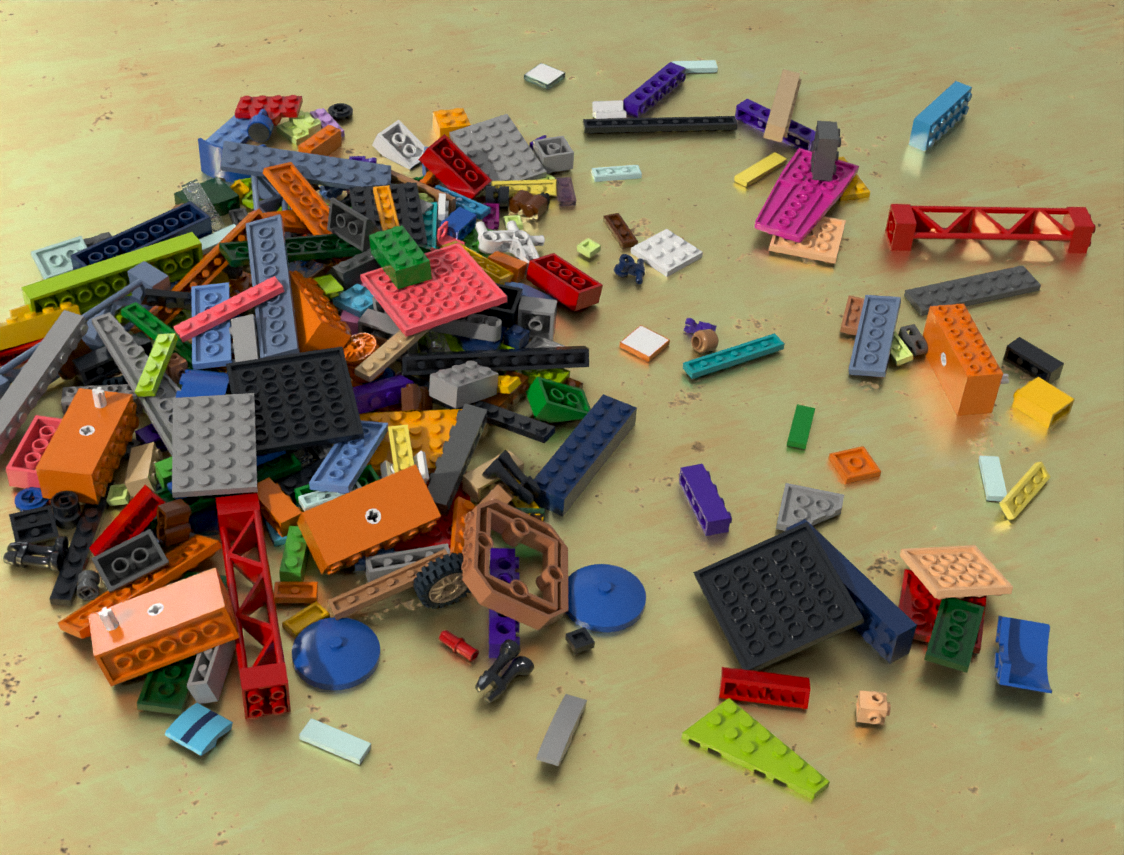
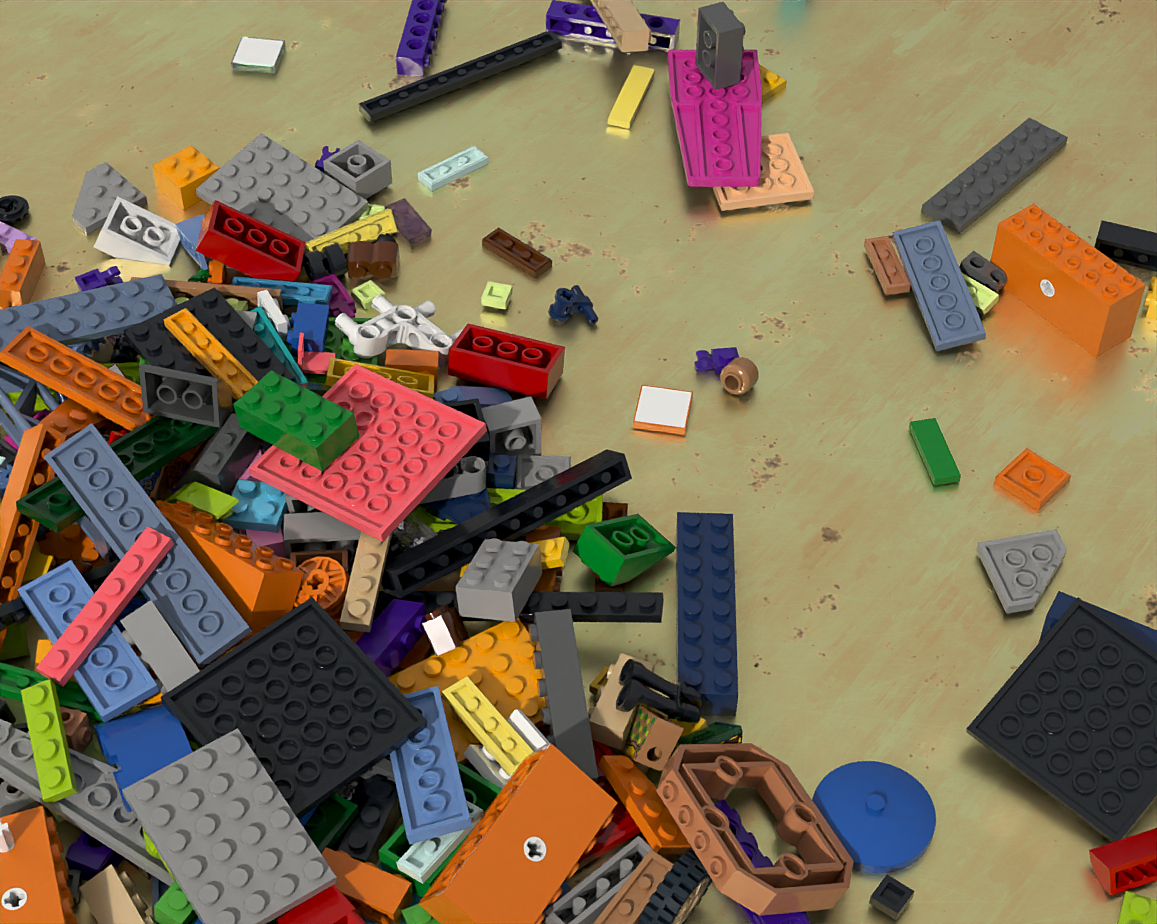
camera: 25 degrees left, 5 degrees up
(405, 114) = (98, 195): none -> light grey plate
(608, 109) = (382, 78): white bracket -> none
(666, 252) = (598, 263): white plate -> none
(705, 499) = (898, 611): dark purple brick -> none
(733, 356) = (786, 384): teal plate -> none
(911, 223) = (871, 110): red piece -> none

